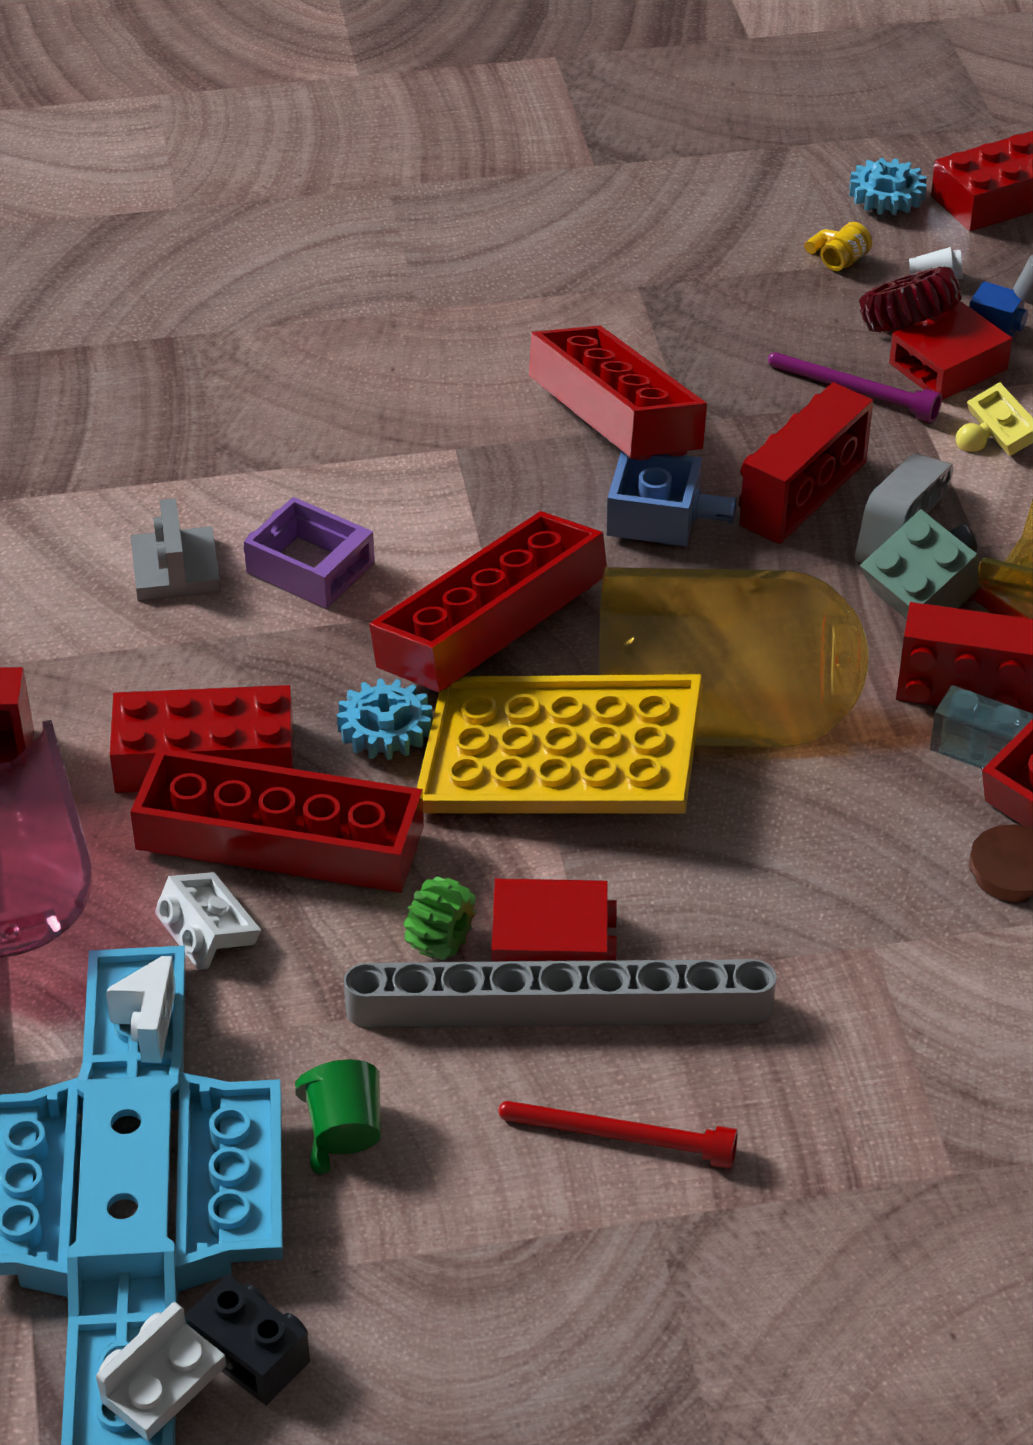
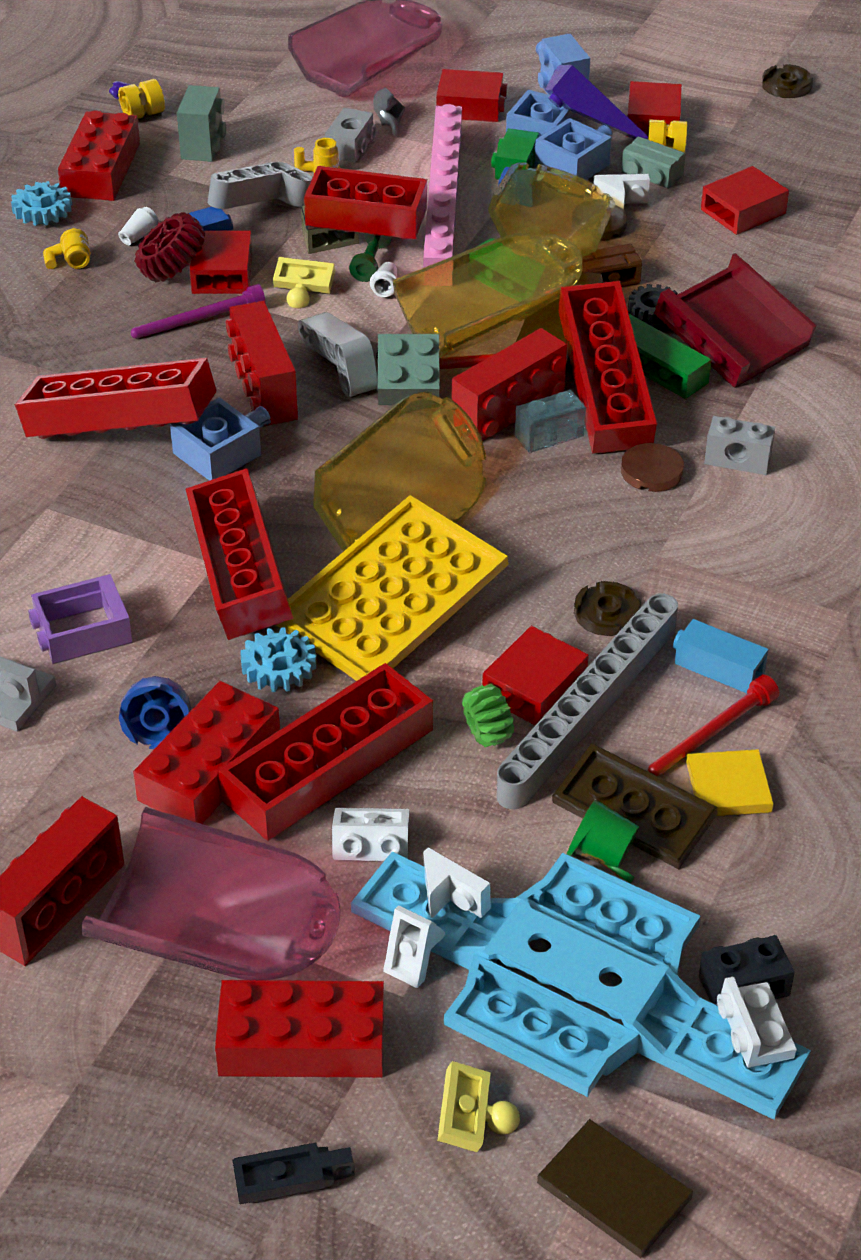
camera: 55 degrees left, 0 degrees up
(63, 1017) = (410, 946): none -> white slope
(221, 659) = (153, 710): none -> blue cylinder
(429, 1118) = (667, 816): none -> dark brown tile
(545, 1188) = (731, 781): none -> yellow tile
(732, 932) = (605, 607): none -> dark brown tile
(738, 1076) = (719, 655): none -> dark azure brick

